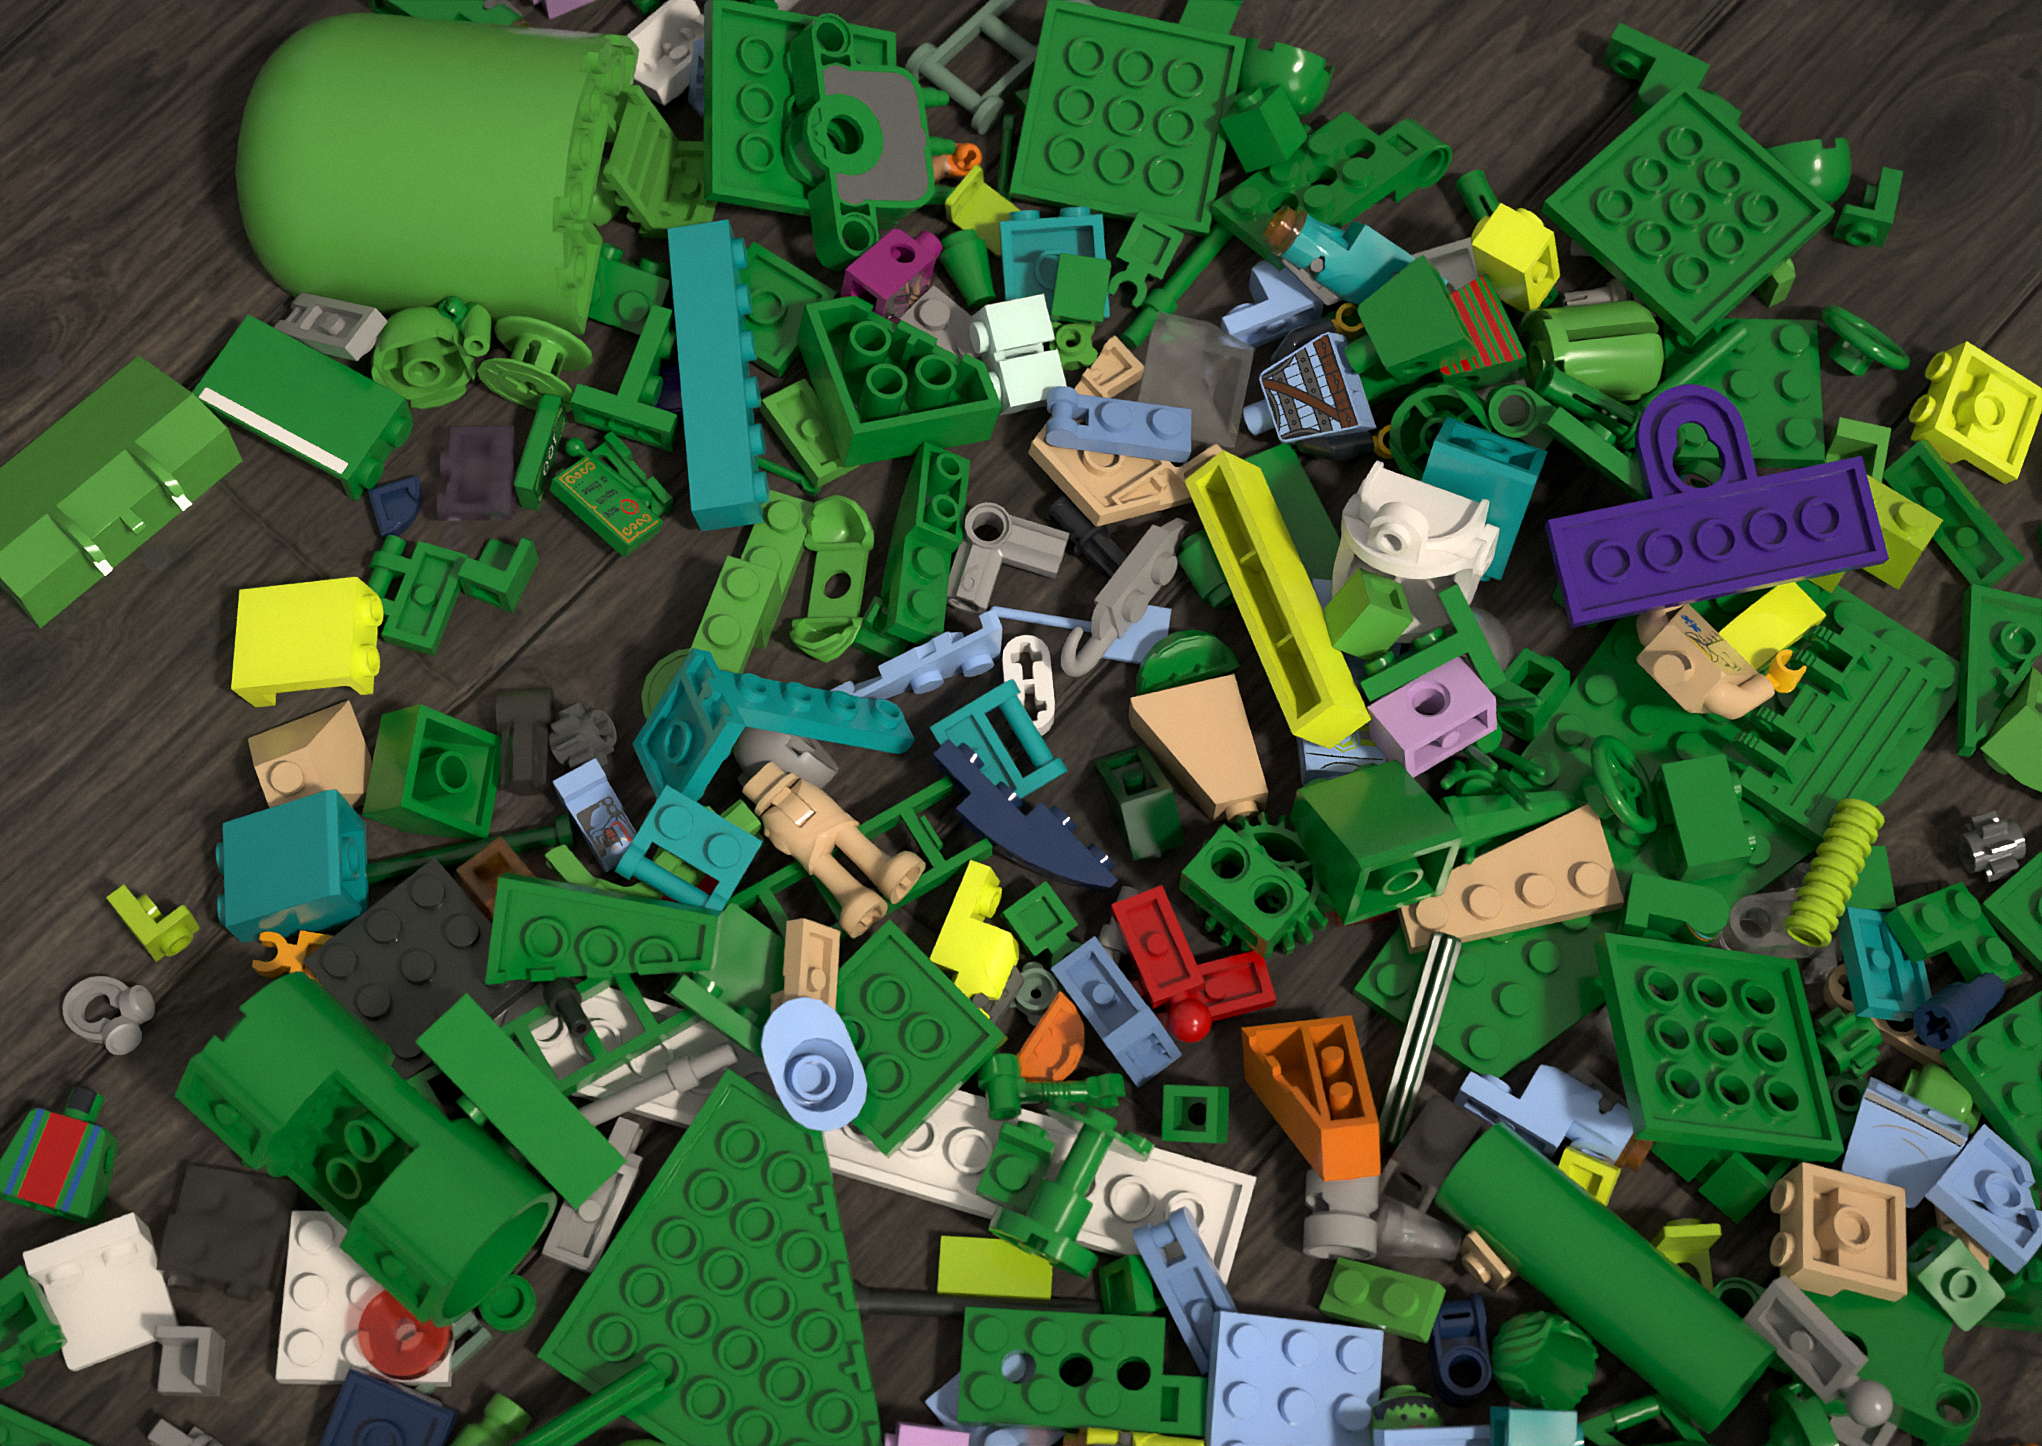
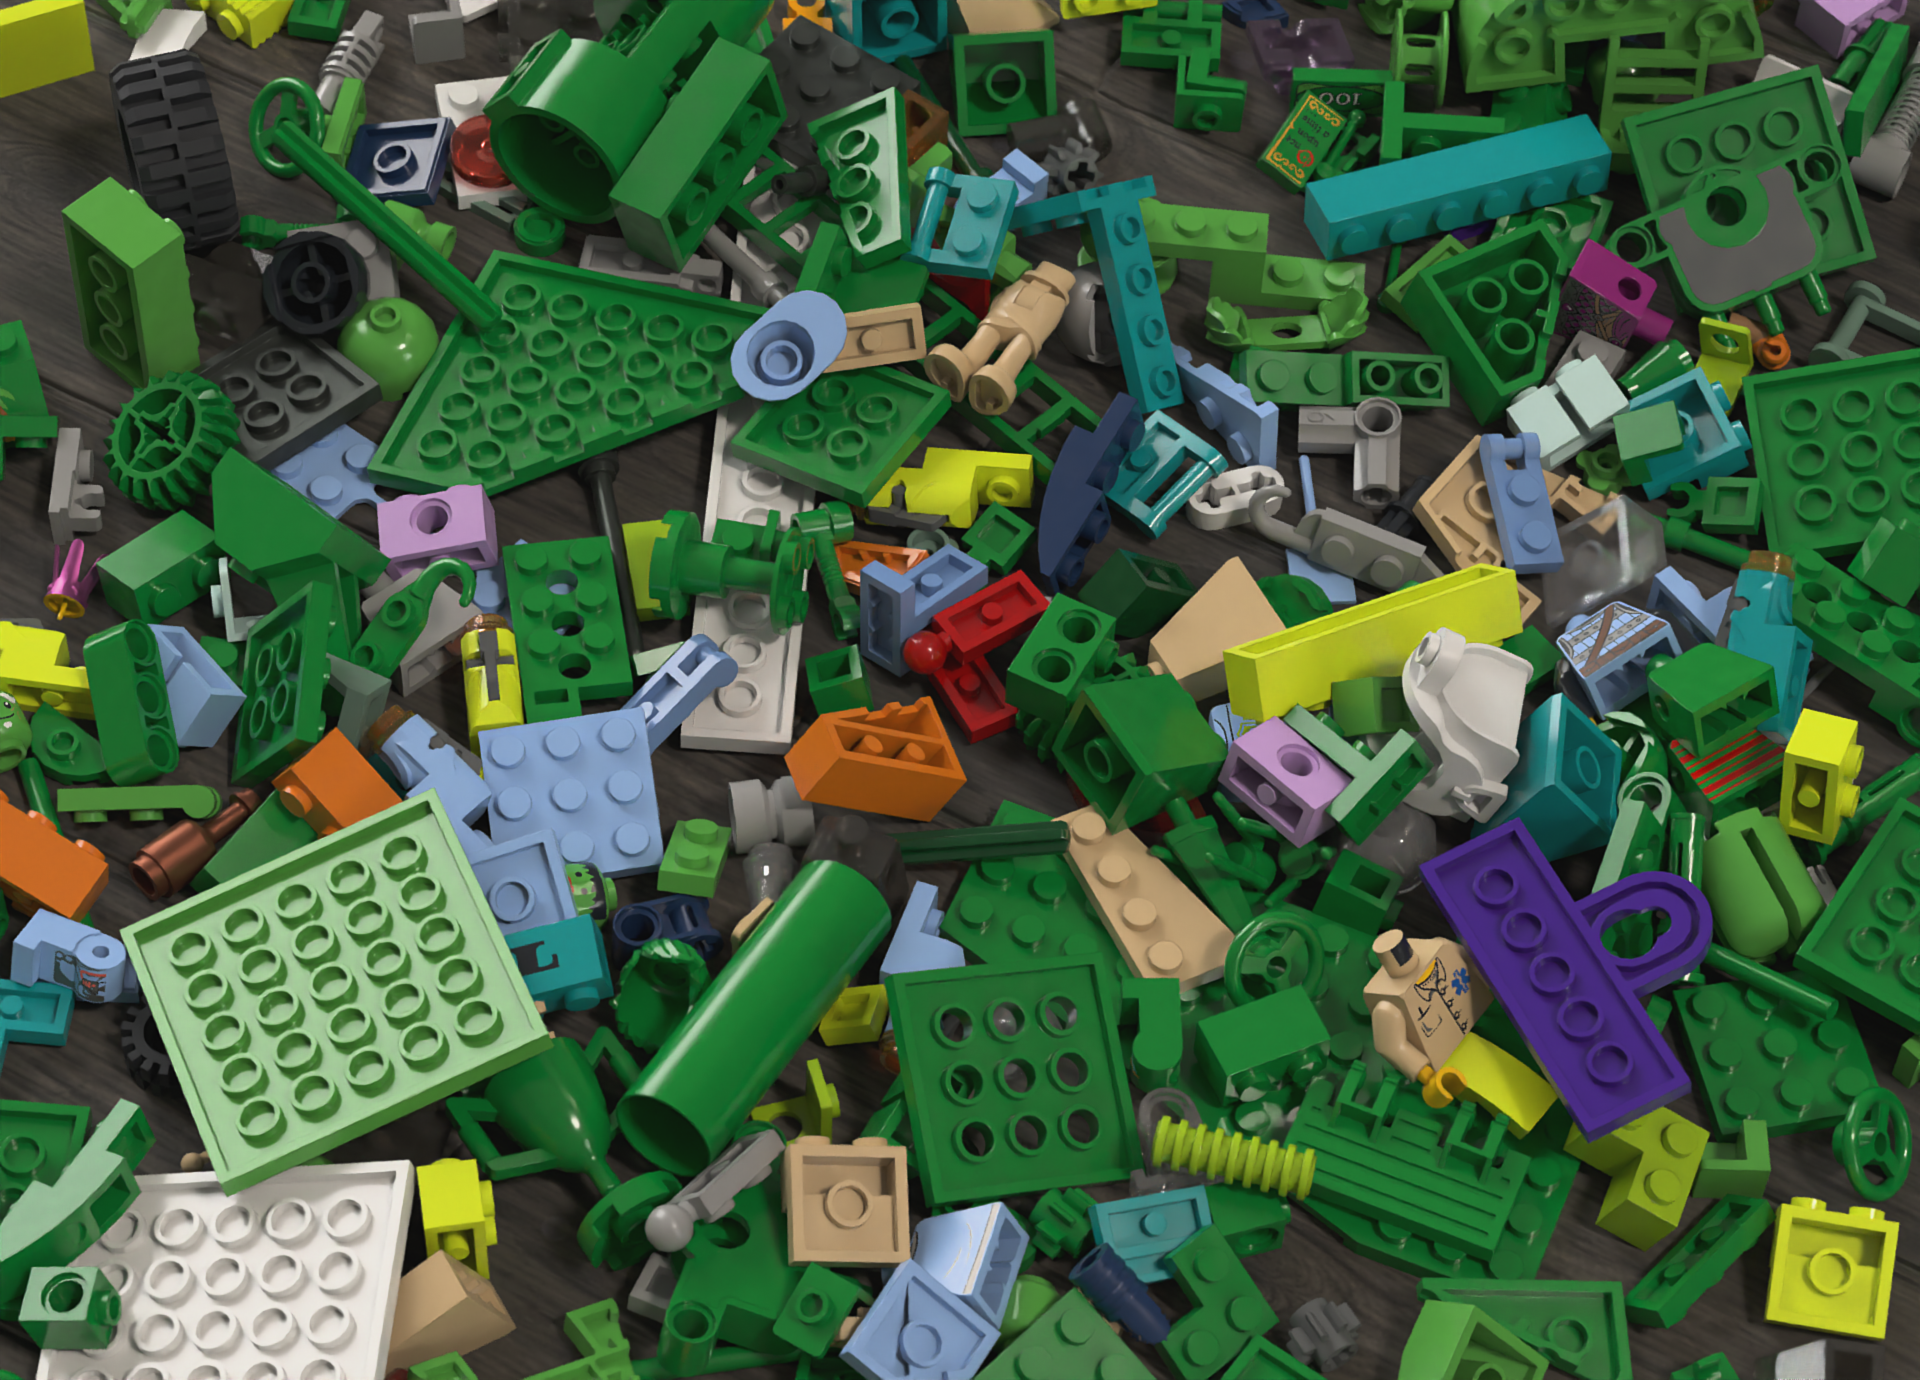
camera: 75 degrees right, 15 degrees down
(531, 591) = (1205, 109): none -> green bracket

